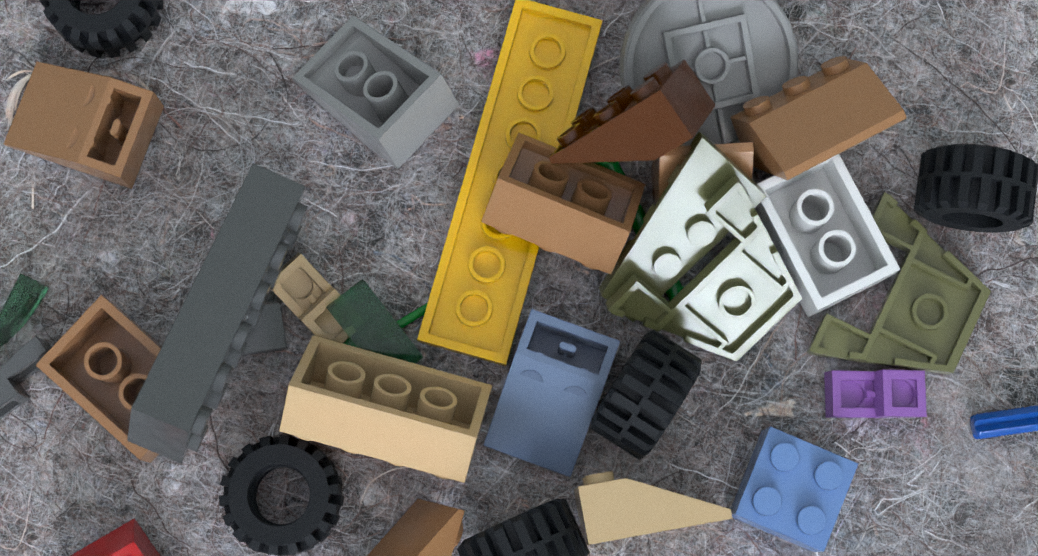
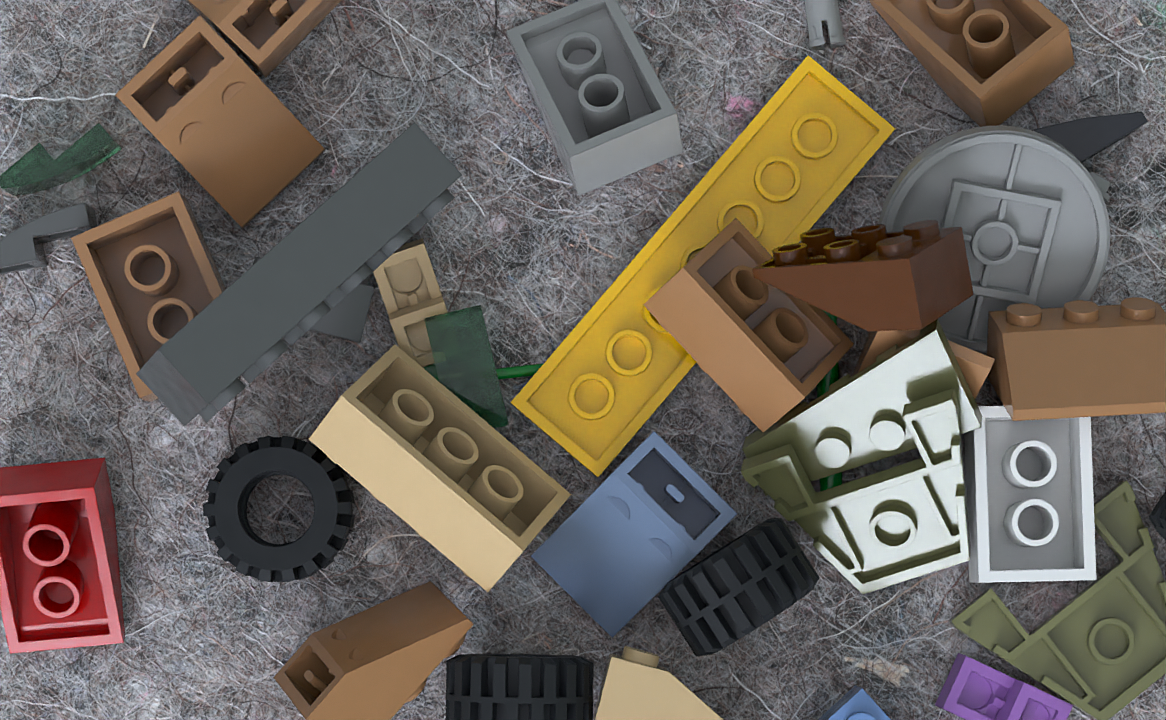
camera: 25 degrees right, 5 degrees up
(110, 233) = (220, 121): none -> medium nougat slope

